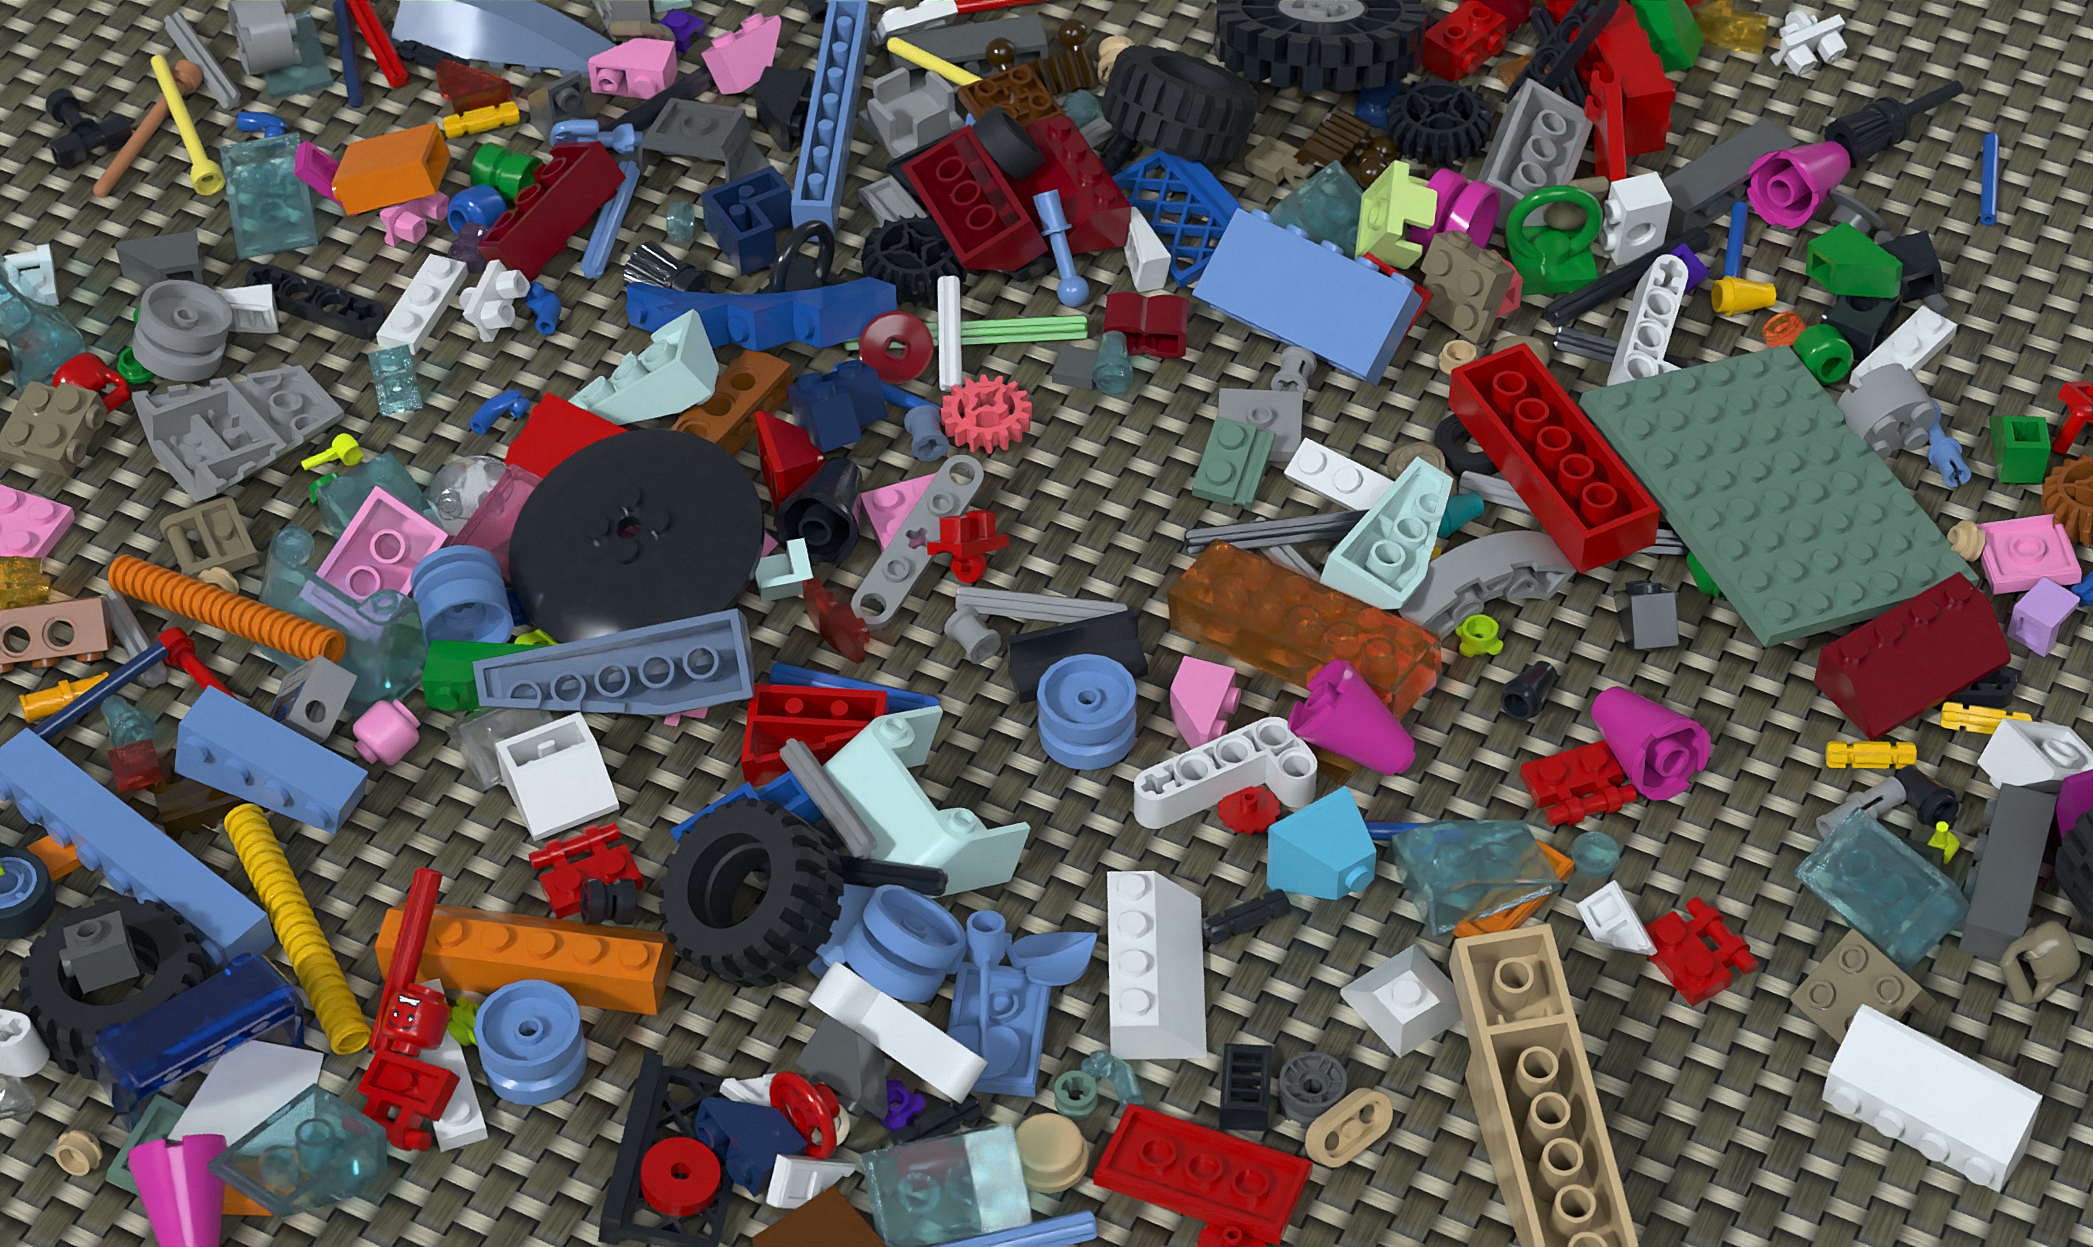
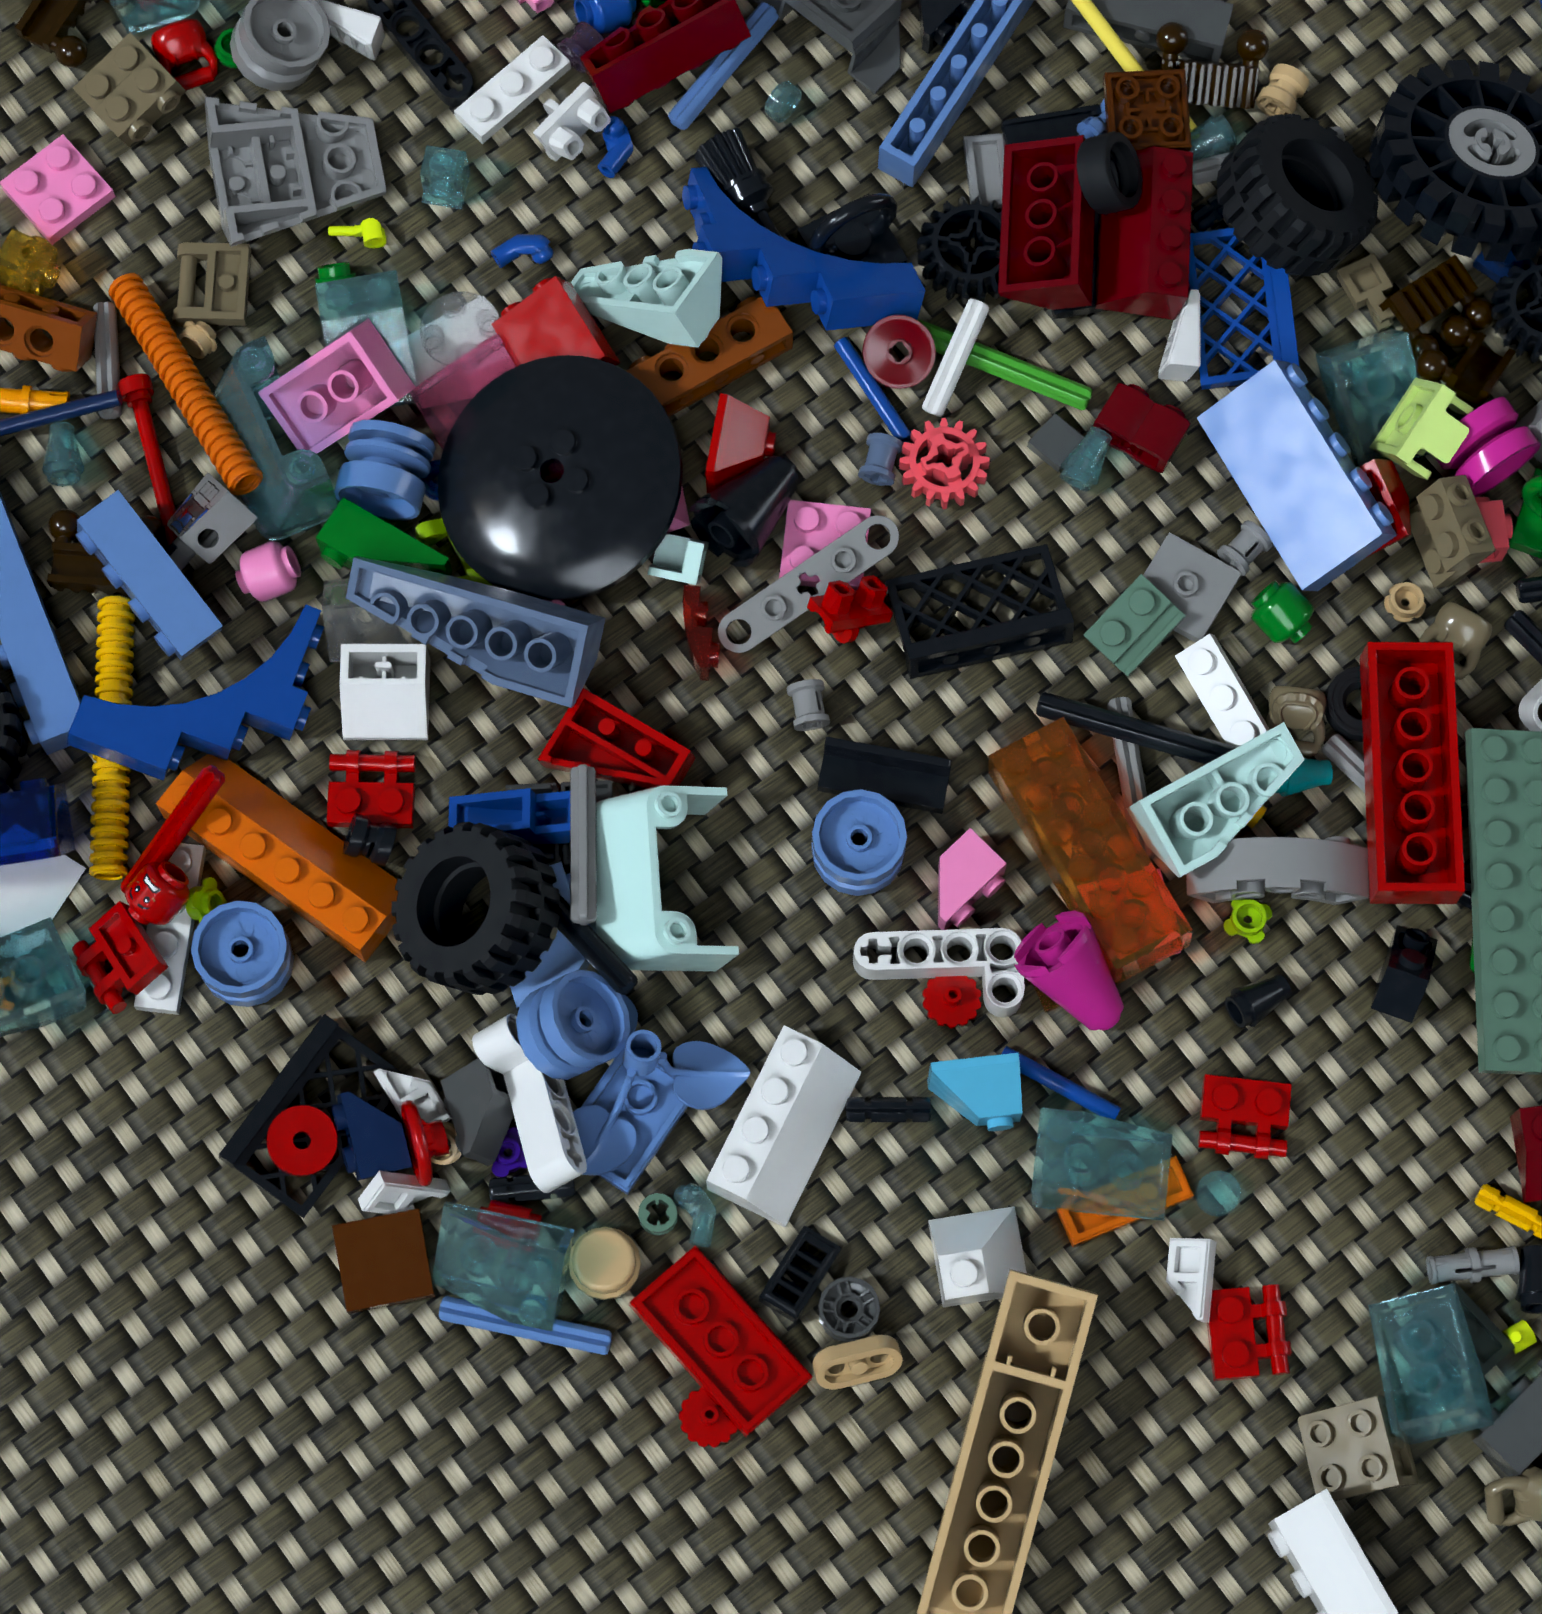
camera: 25 degrees right, 25 degrees up
(135, 765) = (46, 512): clear red bracket -> none
(347, 891) = (149, 736): none -> blue arch
(746, 215) = (836, 126): dark blue brick -> none
(837, 404) = (811, 394): dark blue brick -> none
(898, 699) = (680, 714): blue axle -> none
(908, 116) = (1056, 68): light grey panel -> none
(1033, 605) = (885, 700): light grey axle -> none
(1072, 289) = (1099, 349): medium blue pin -> none
(1100, 526) = (994, 639): none -> black fence
(1358, 403) = (1282, 612): none -> green head
(1651, 742) = (1324, 1109): dark pink cone -> none

